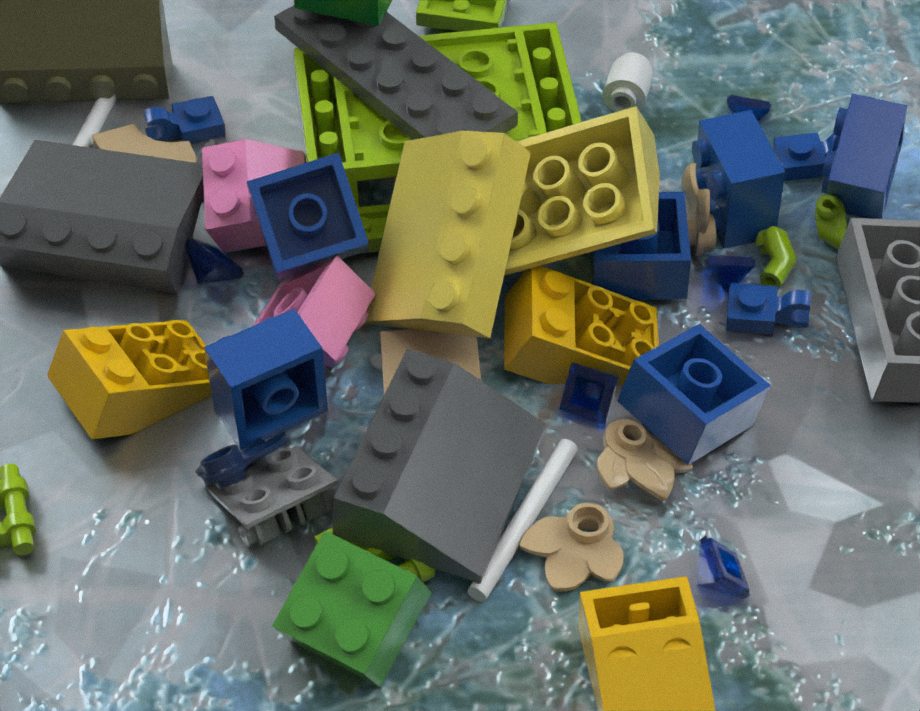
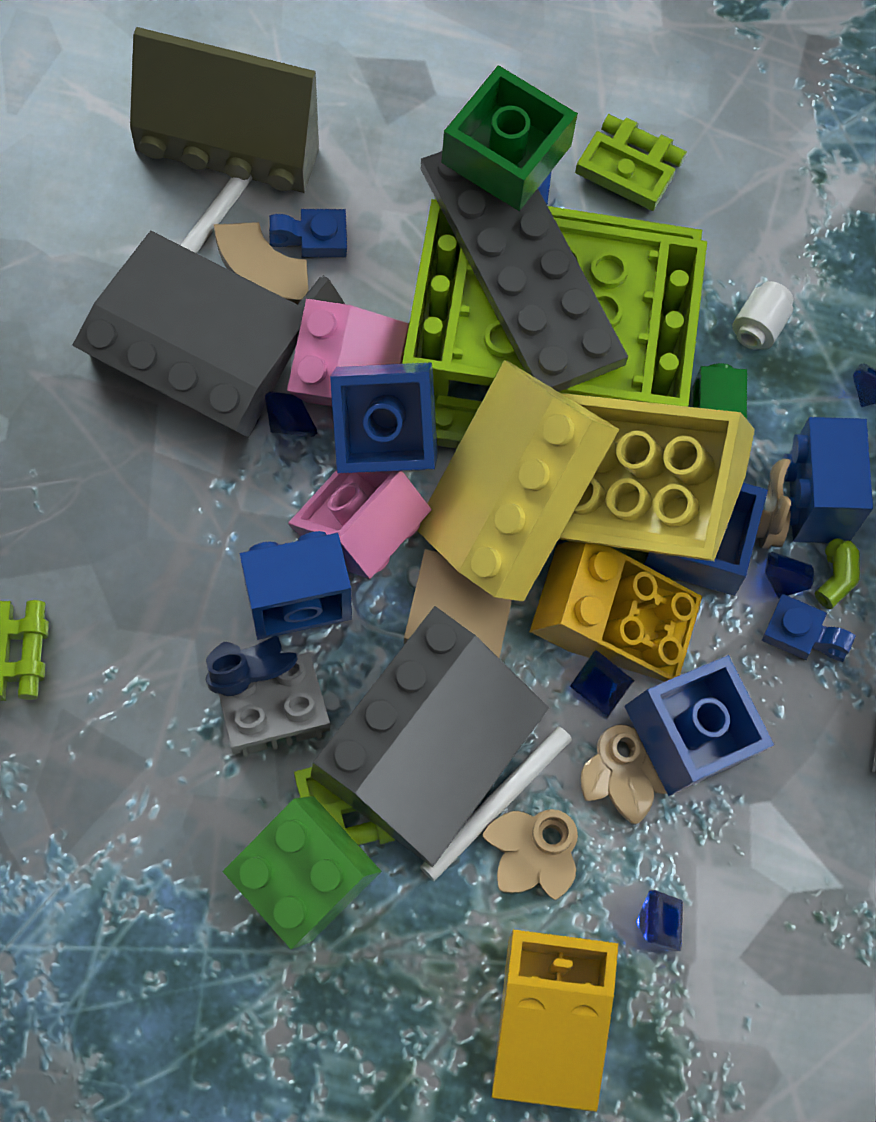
camera: 10 degrees right, 20 degrees up
(129, 374) = (178, 530): yellow slope -> none

